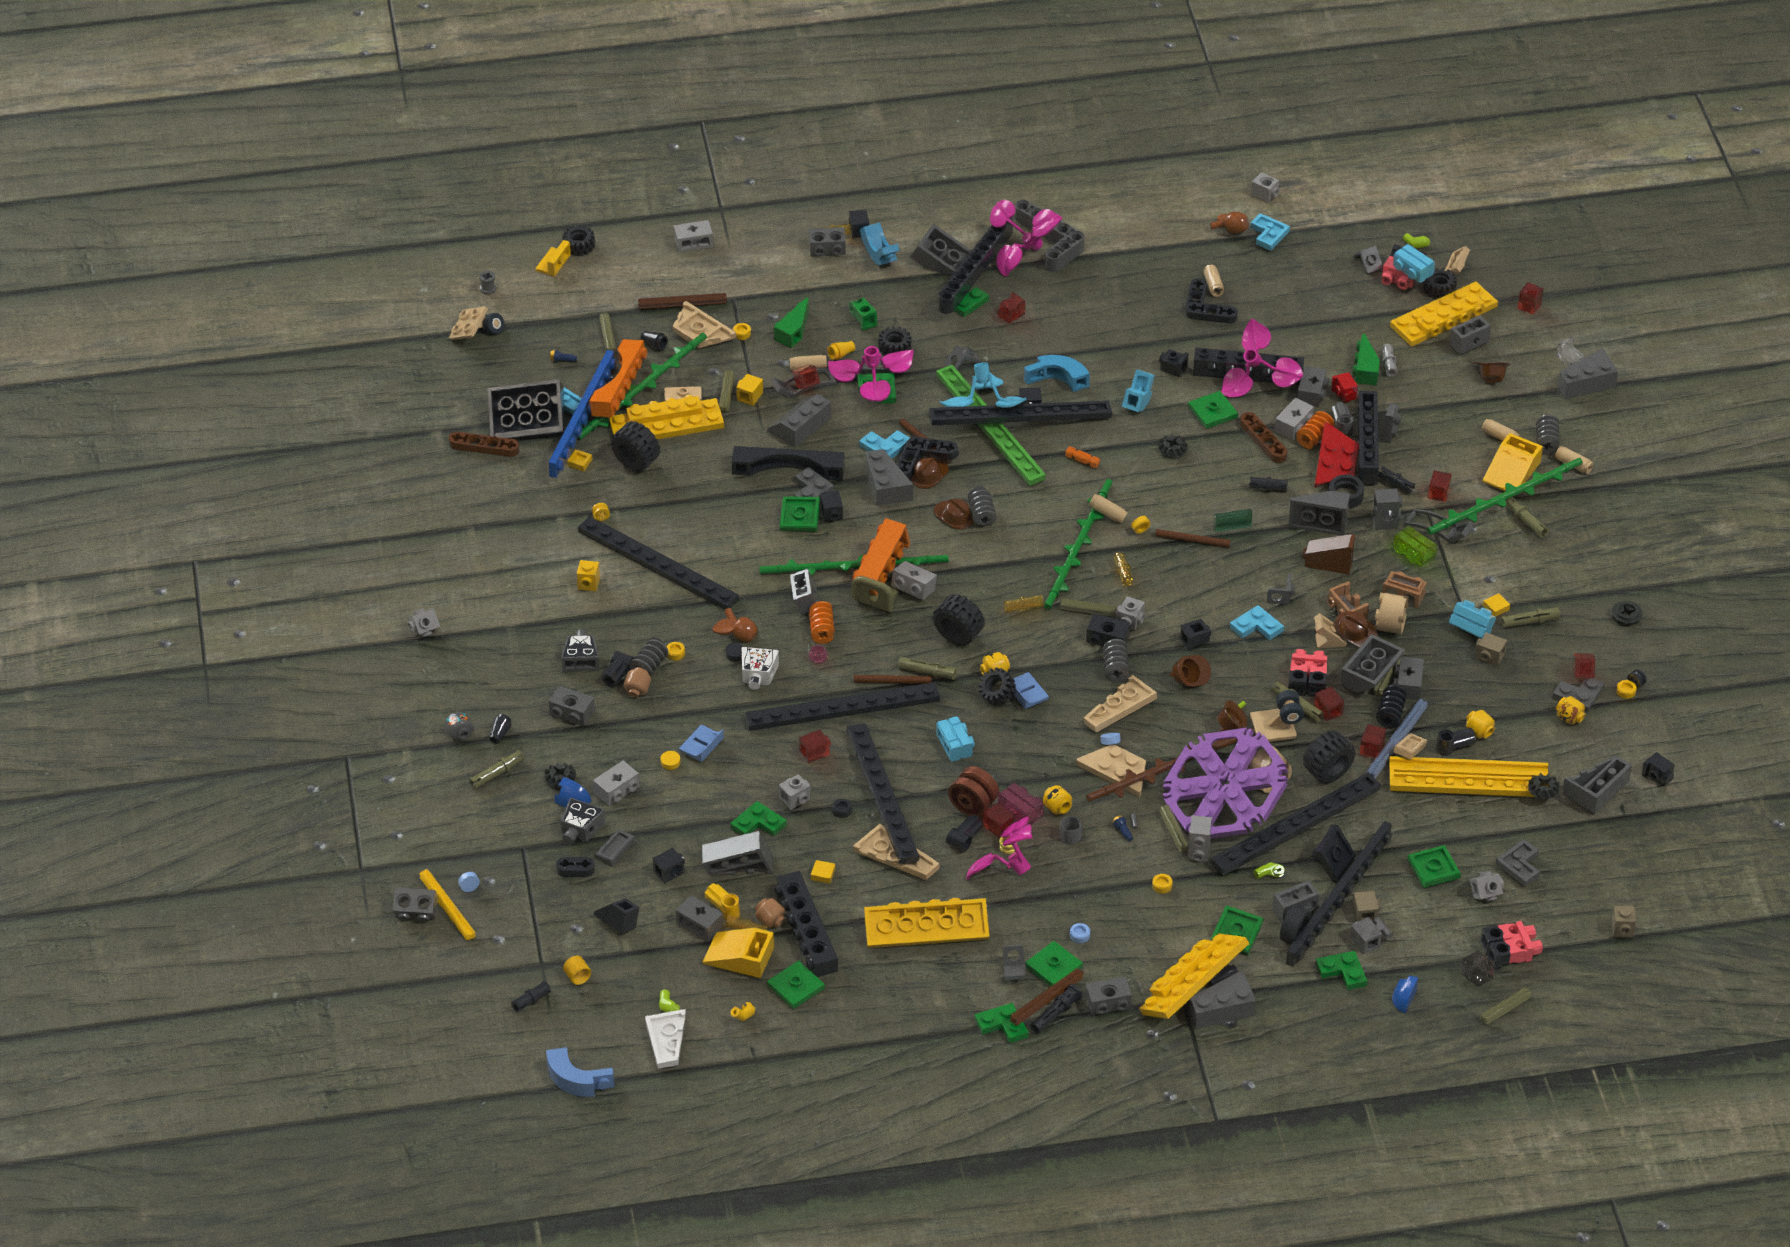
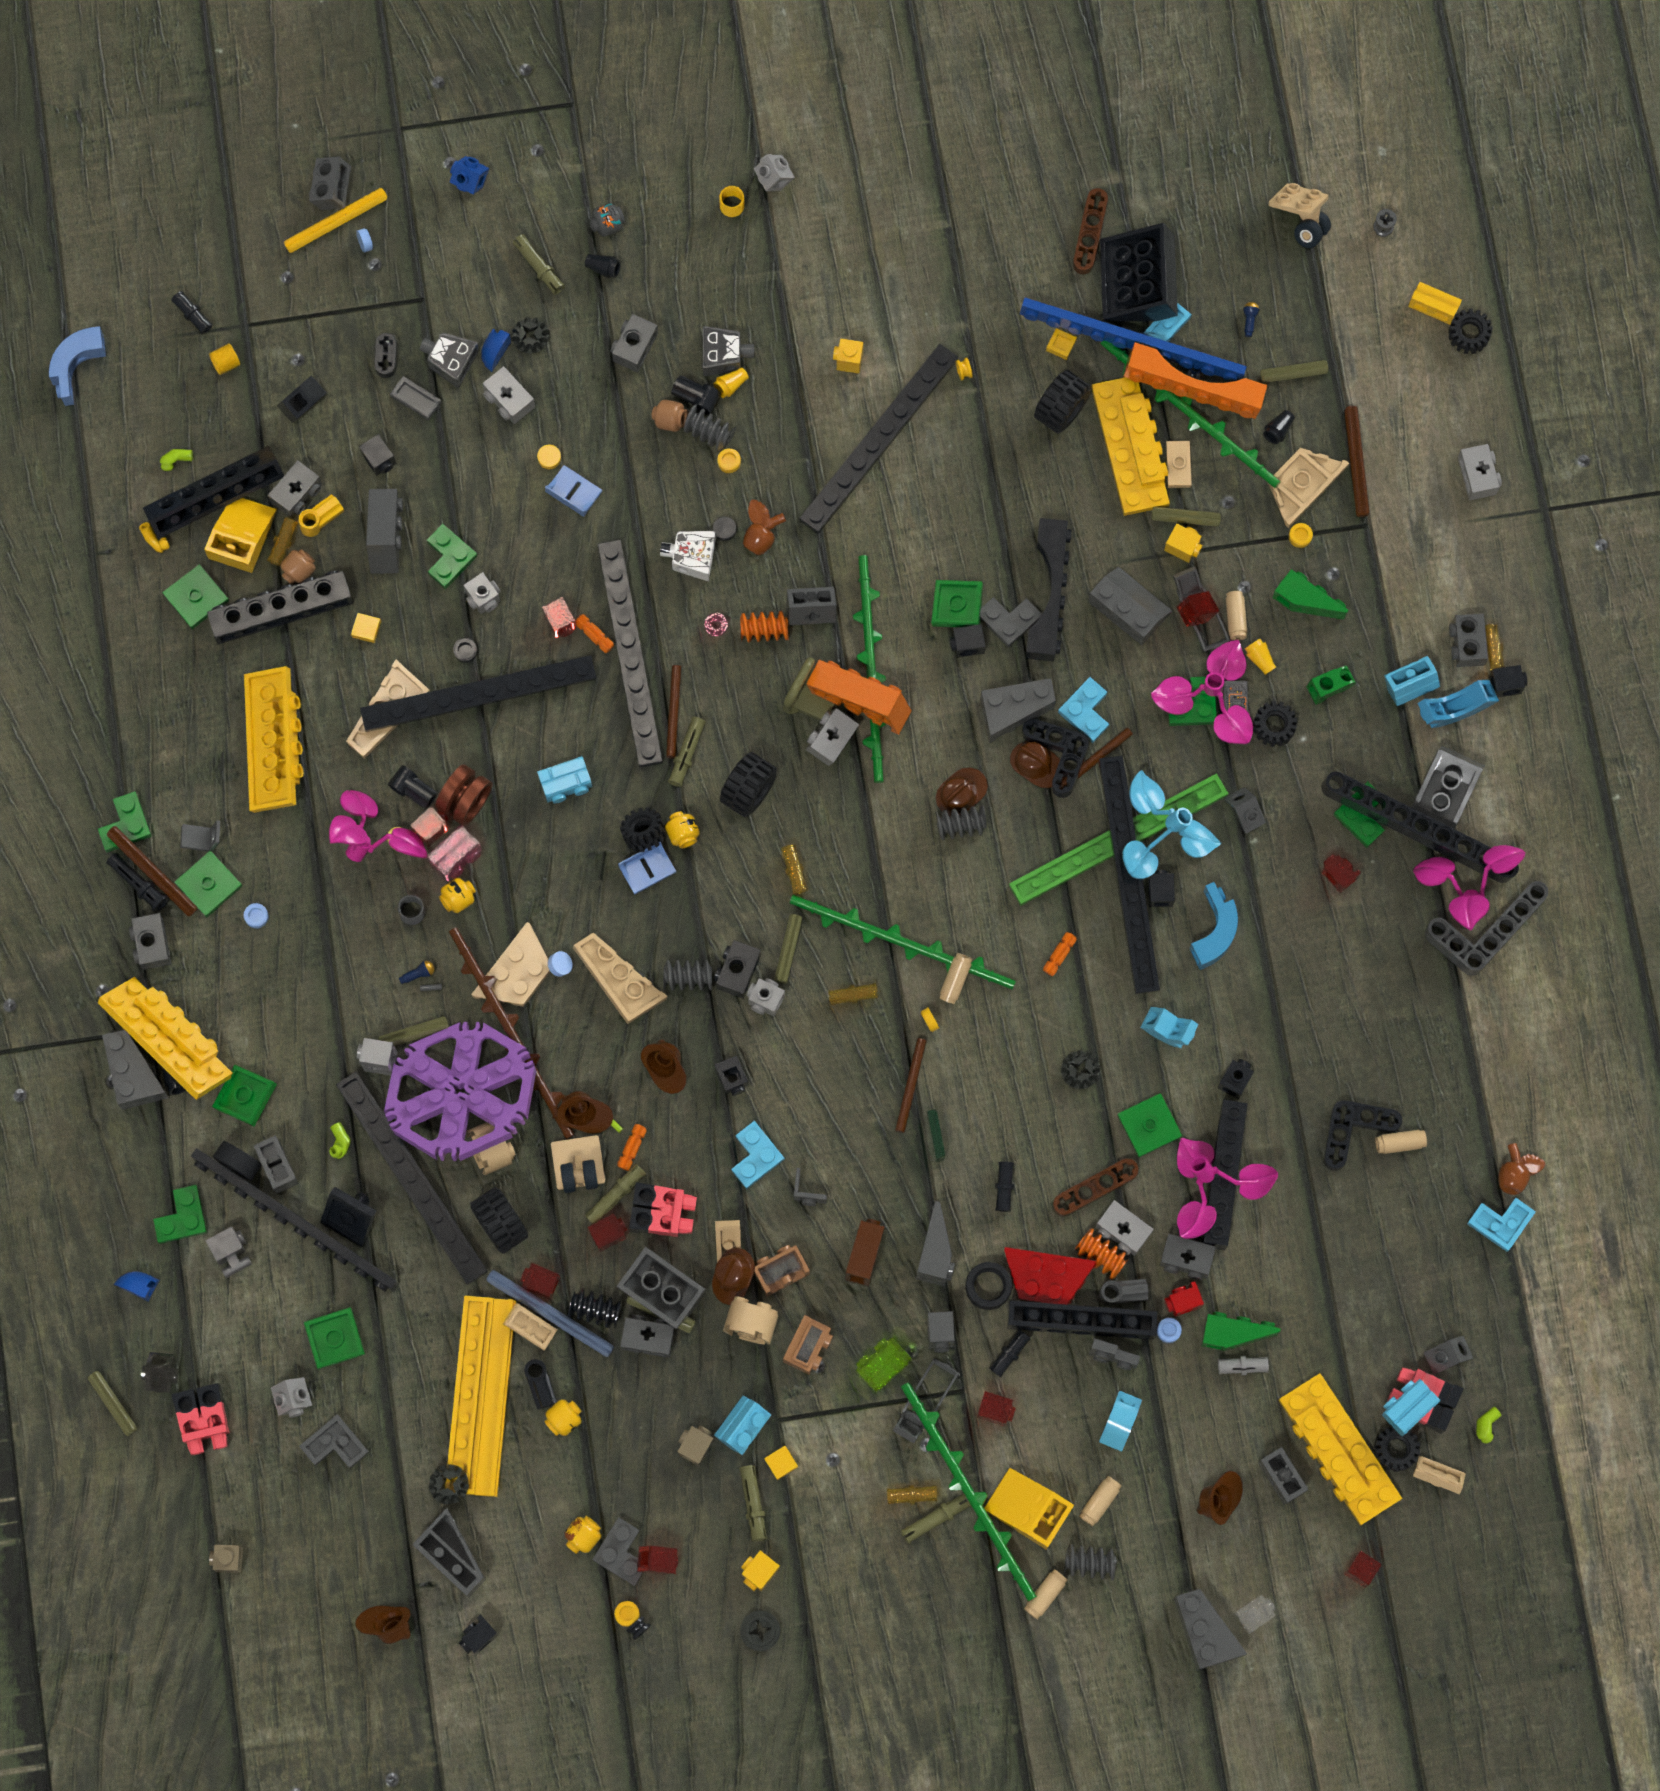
camera: 90 degrees right, 30 degrees up
(413, 811) = (468, 174): none -> blue brick
(446, 649) = (727, 192): none -> yellow piece
(607, 647) = (730, 382): none -> yellow cone
(666, 1036) = (123, 456): white wing -> none
(702, 968) = (213, 492): none -> black brick
(830, 724) = (594, 633): none -> orange axle
(861, 267) = (1412, 681): none -> medium azure brick
(1162, 883) = (328, 1014): yellow tile -> none
(1257, 694) = (631, 1147): none -> orange axle
(1265, 187) = (1596, 1214): light grey brick -> none
(1366, 905) = (271, 1250): dark tan brick -> none
(1442, 415) = (1120, 1421): none -> medium azure brick
(1511, 530) = (912, 1494): none -> clear yellow pin
(1582, 611) = (759, 1571): none -> yellow brick
(1657, 822) = (385, 1622): none -> reddish brown piece

